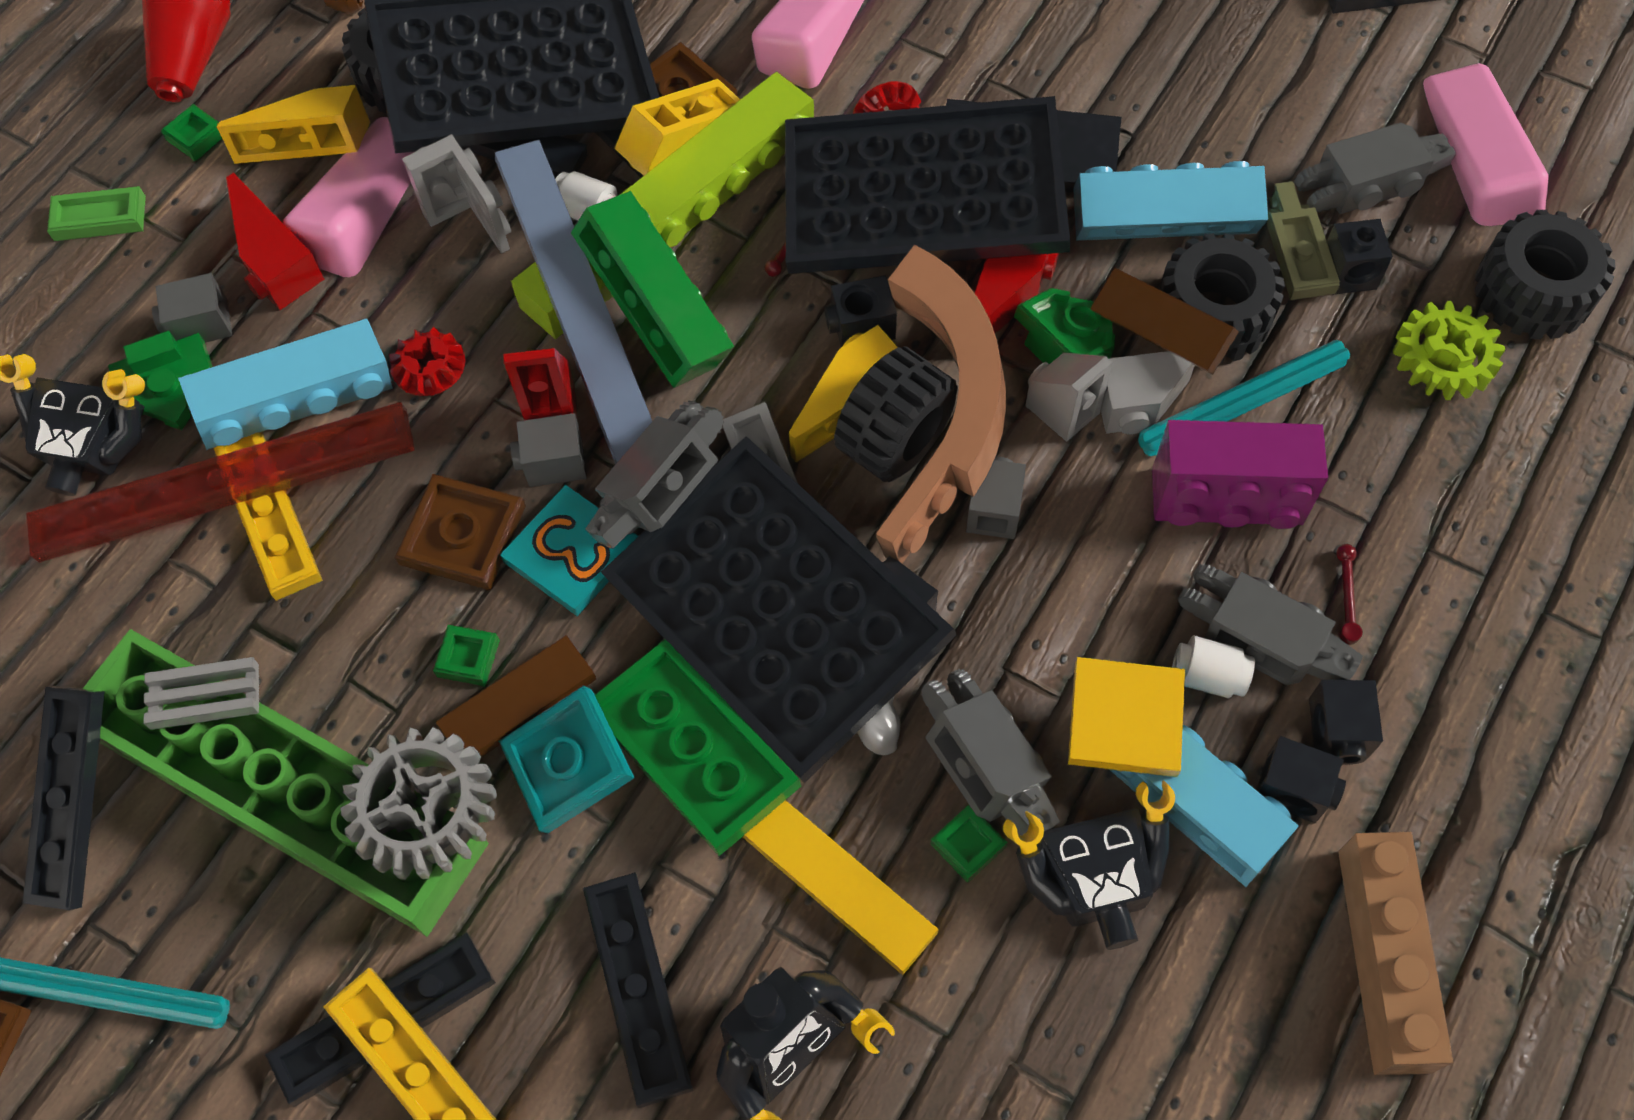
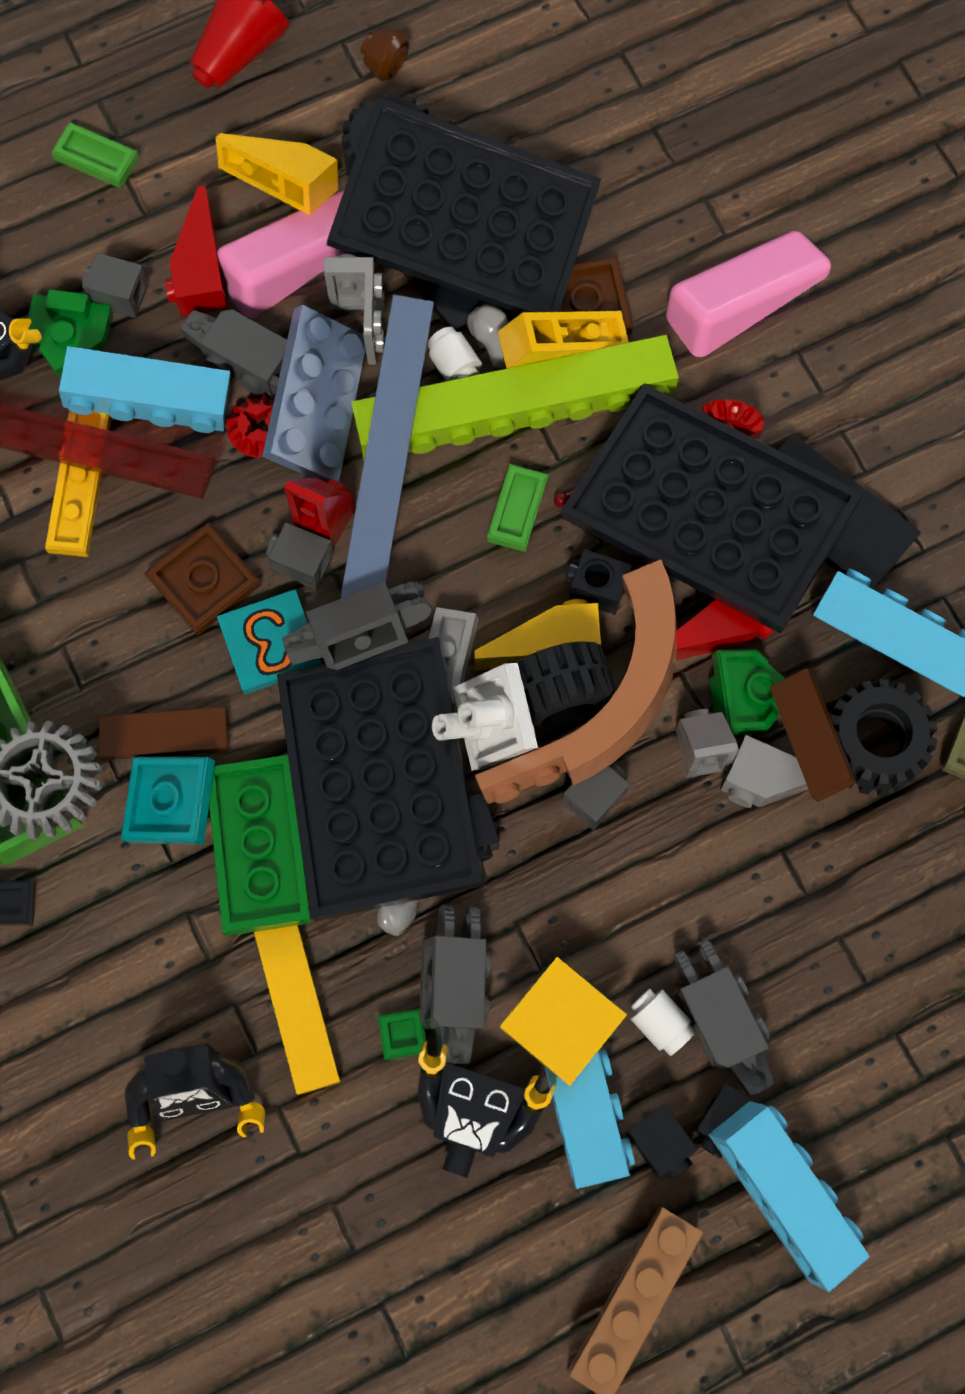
camera: 30 degrees right, 10 degrees up
(192, 132) = (202, 122): green tile -> none
(385, 293) = (238, 346): none -> dark grey hinge
(466, 294) = (315, 395): none -> sand blue plate
(466, 655) = (150, 677): green tile -> none
(597, 157) = (484, 325): none -> light grey animal
(637, 990) = (118, 990): black tile -> none
(652, 288) = (447, 473): green brick -> none
(736, 296) = (517, 508): none -> bright green tile
(854, 471) = (490, 717): none -> white plate
(1238, 473) = (782, 891): magenta brick -> none
(1254, 391) = (844, 828): teal axle -> none
(1351, 631) = (788, 1057): dark red hinge -> none
(1462, 744) = (790, 1195): none -> medium azure brick

